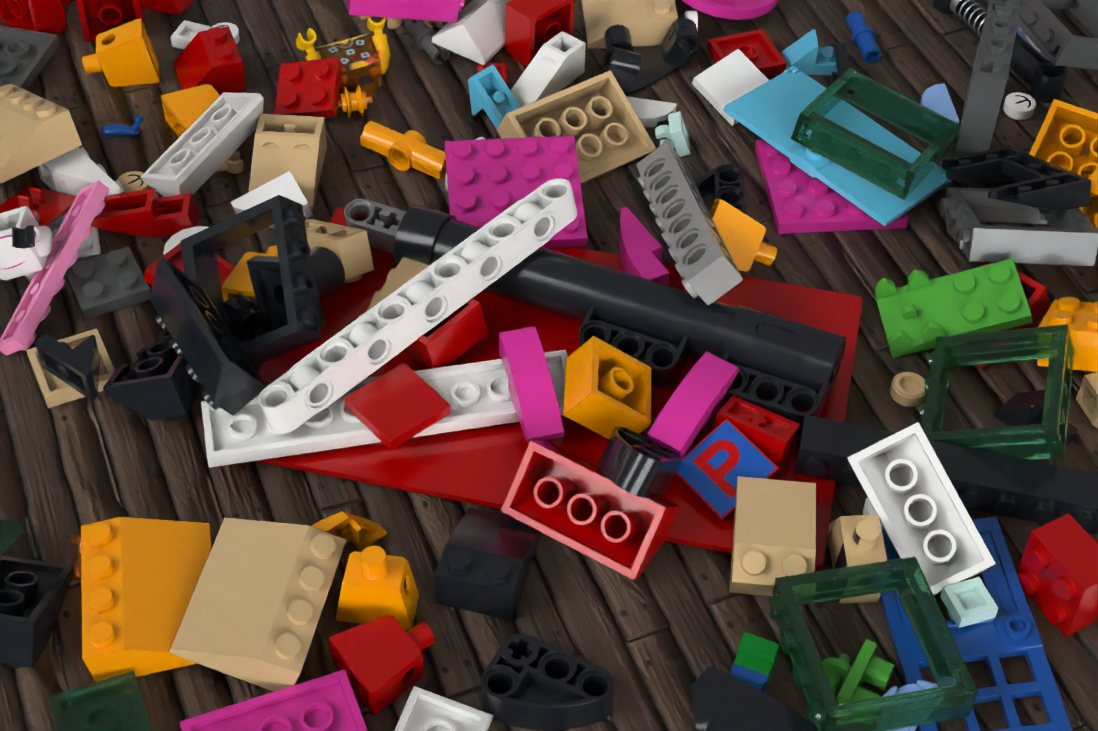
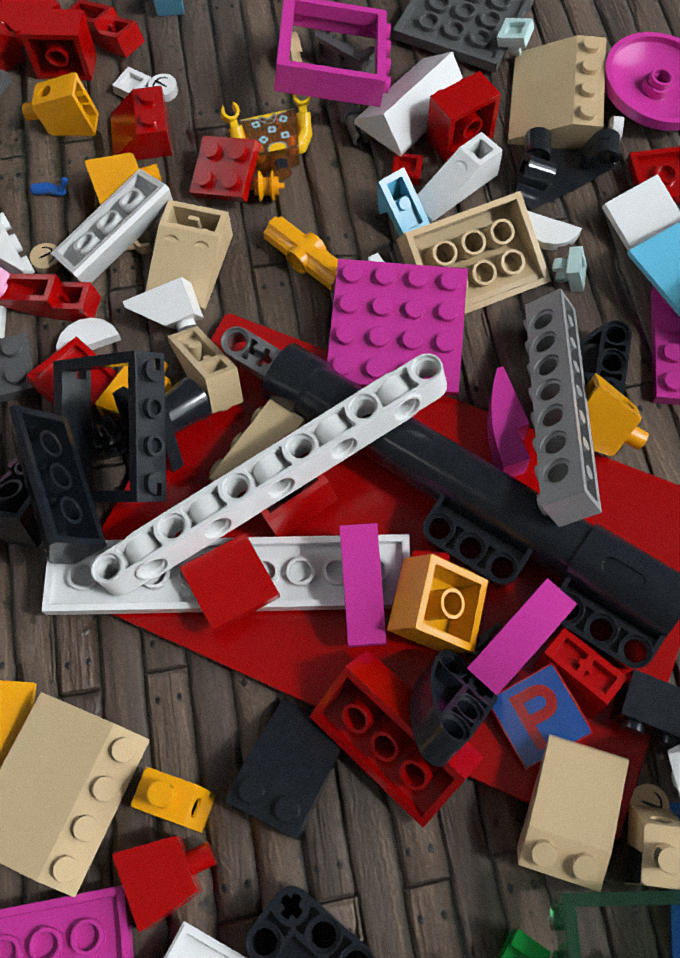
camera: 15 degrees right, 20 degrees up
(352, 529) = (173, 711): light orange slope -> none

